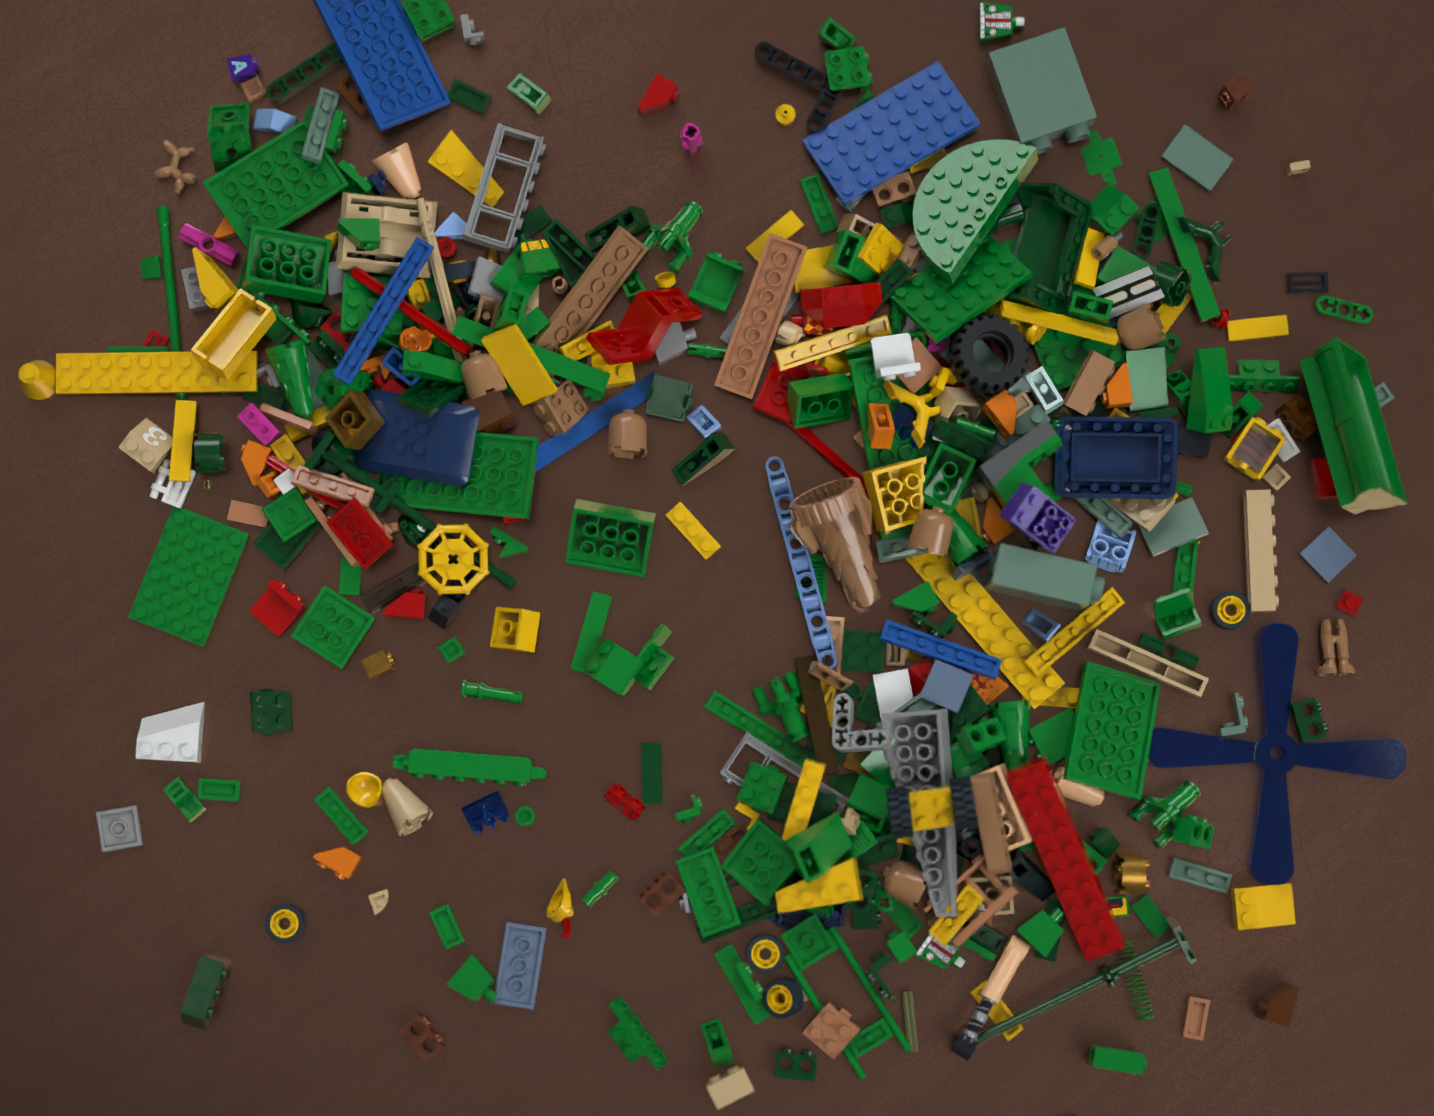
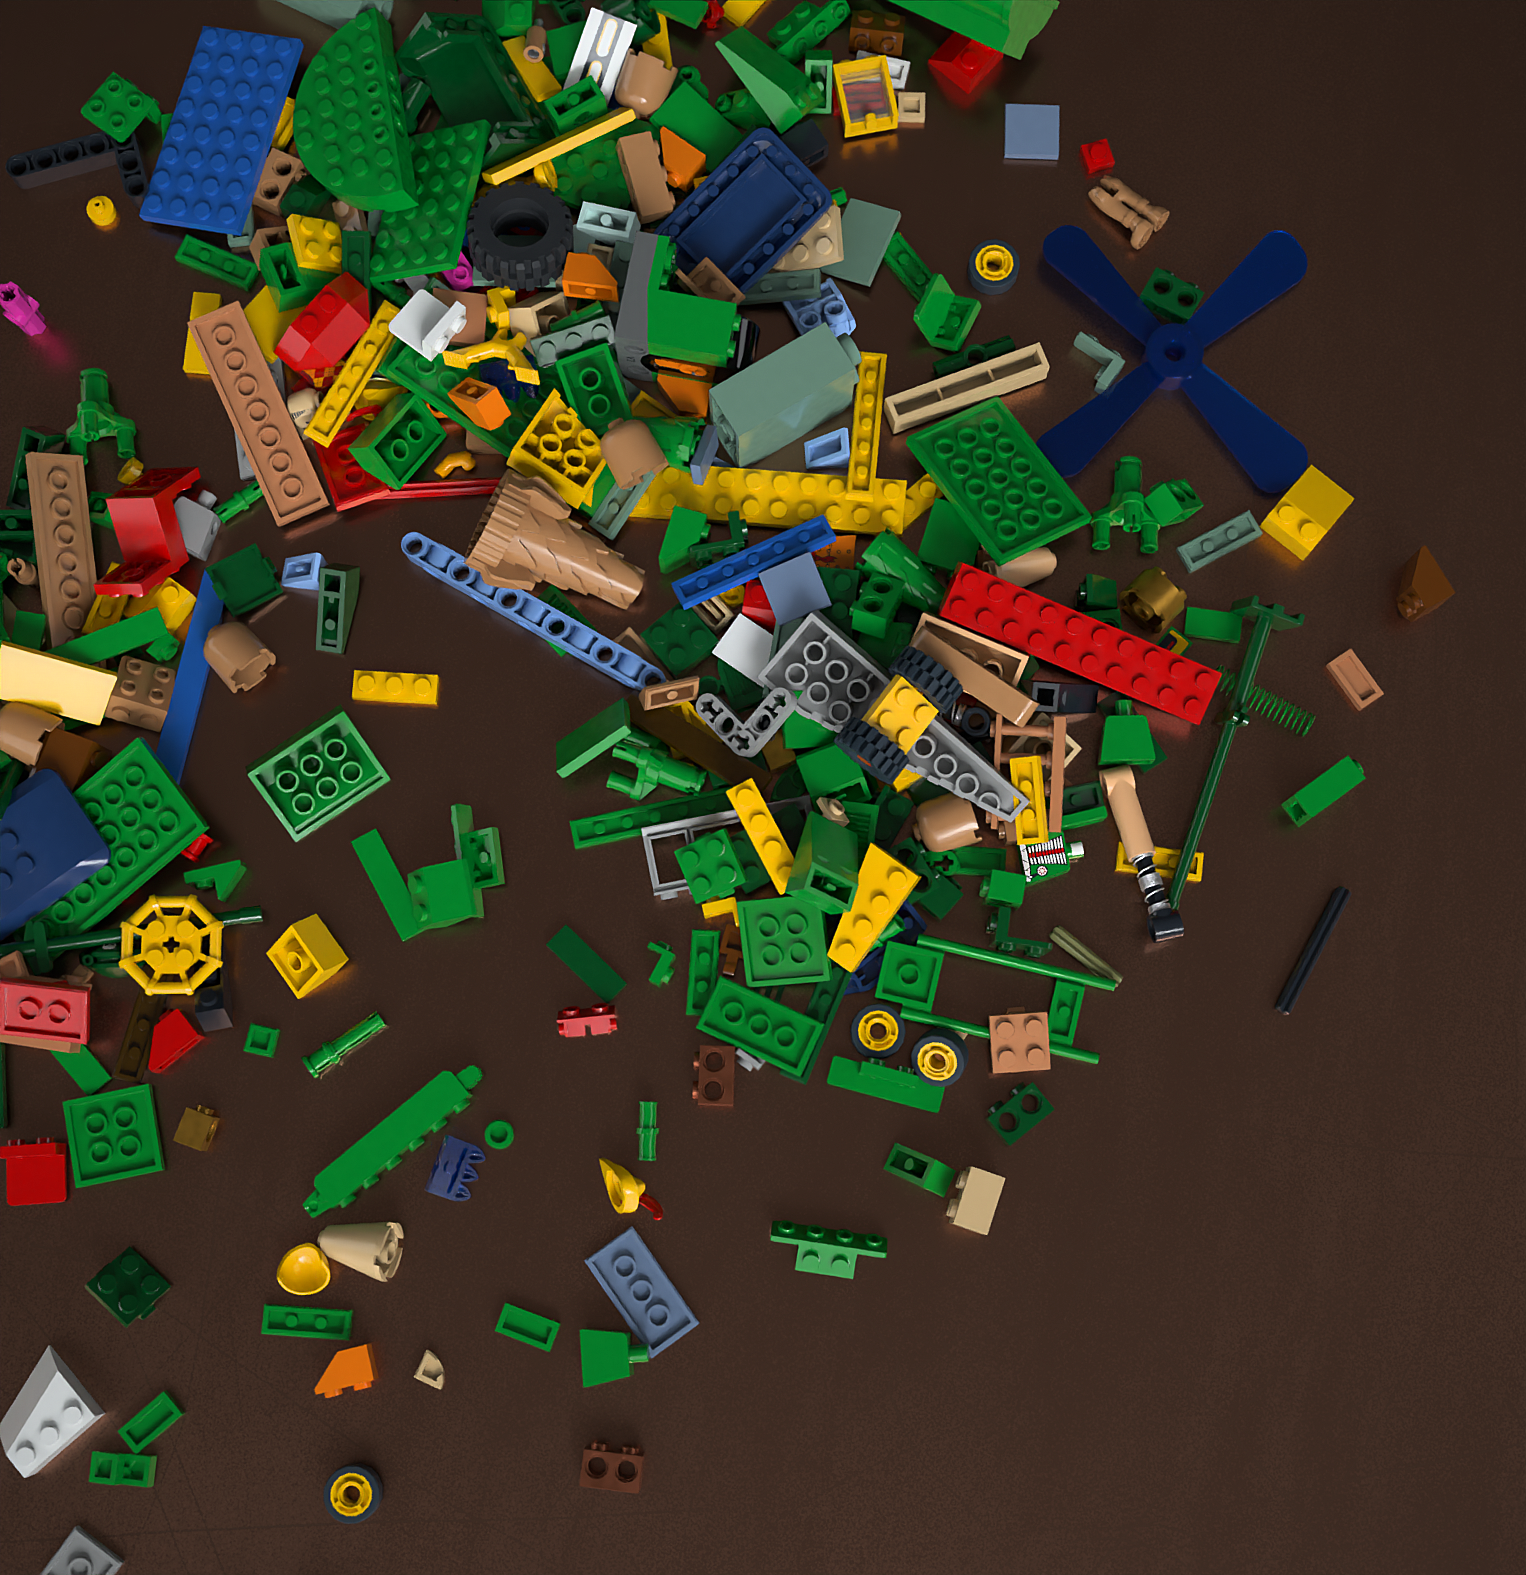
camera: 40 degrees left, 5 degrees down
(716, 282) = (185, 427): green panel -> none
(767, 661) = (593, 738): none -> green tile
(835, 35) = (74, 89): green slope -> none
(840, 437) = (455, 460): none -> light orange arm
(979, 491) = (641, 379): tan tile -> none
(1037, 517) = (719, 328): dark purple slope -> none
(1062, 480) = (709, 283): none -> medium nougat bracket
(1259, 550) = (964, 184): tan brick -> none

